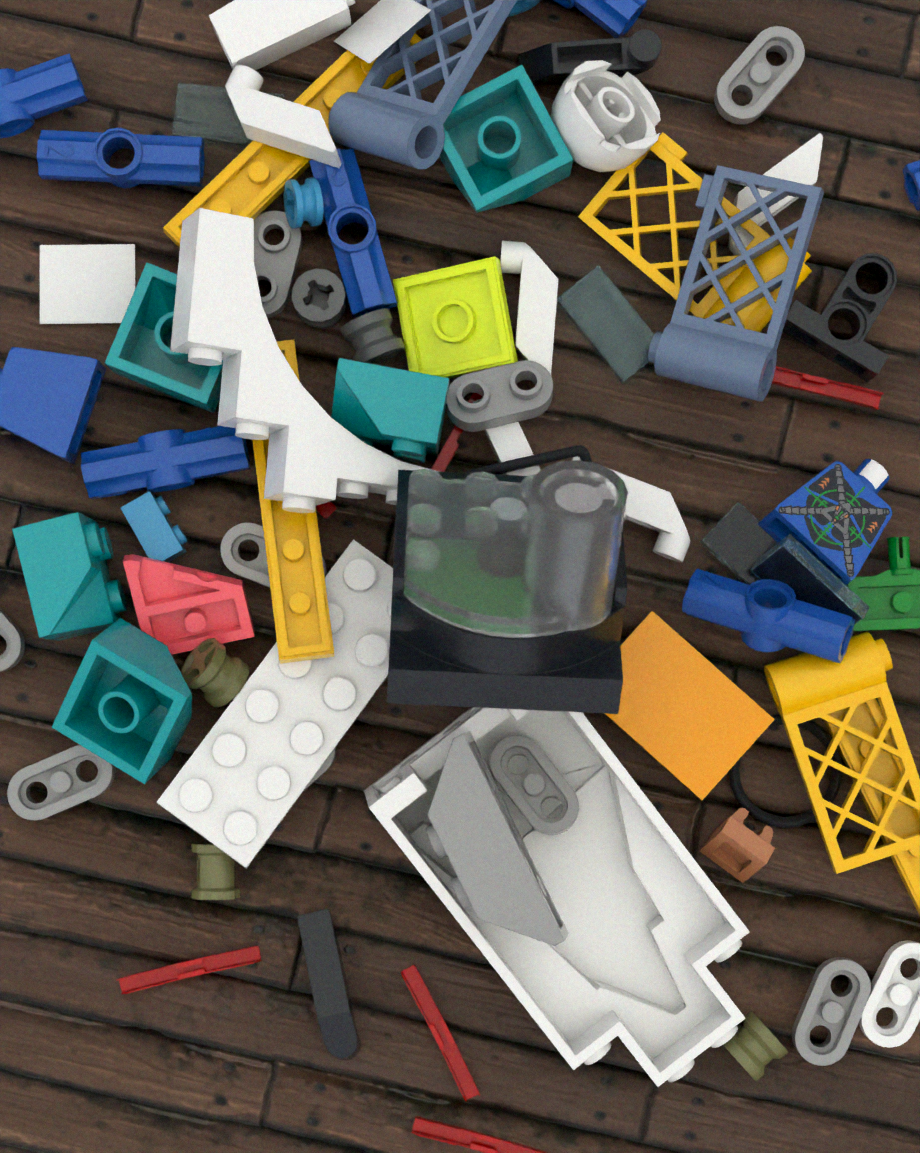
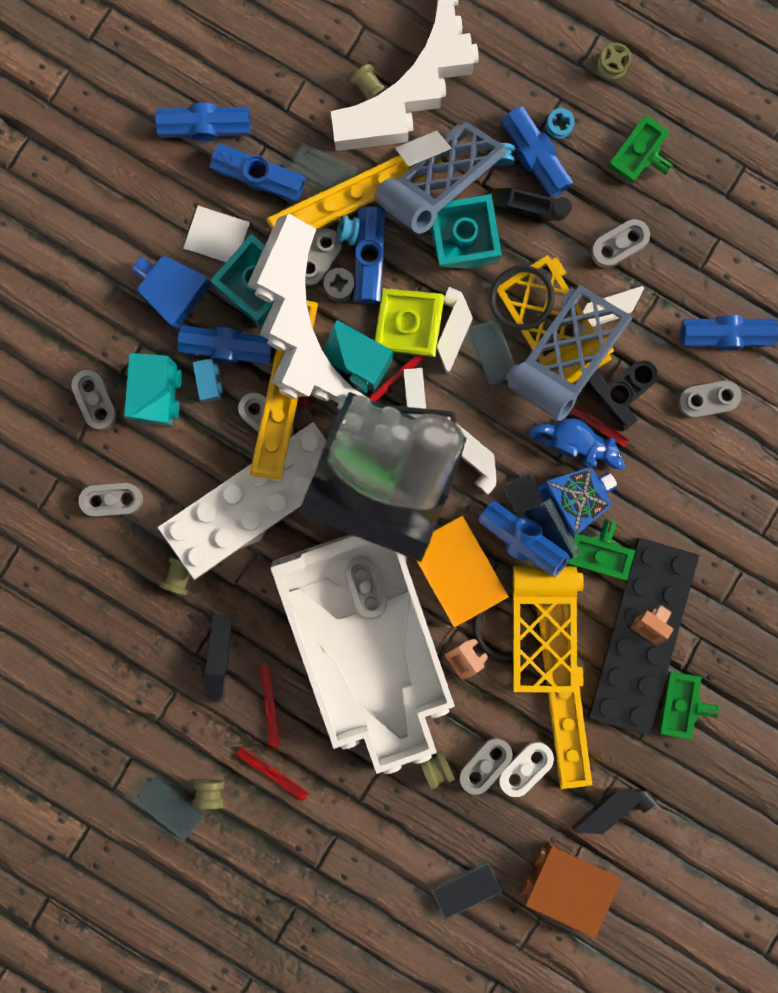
camera: 20 degrees right, 0 degrees up
(127, 702) = (160, 468): teal slope -> none
(187, 604) = (209, 427): coral wing -> none
(189, 968) = (146, 624): red piece -> none
(214, 672) = (213, 468): olive wheel -> none
(279, 121) = (349, 181): white piece -> none
(373, 337) = (361, 316): dark grey wheel -> none
(487, 849) = (327, 612): light grey wedge -> none
(502, 399) = (419, 370): light grey plate -> none
(605, 117) = (527, 238): white cylinder -> none
(661, 256) = (492, 298): none -> black tyre
(796, 420) = (575, 438): none -> blue animal

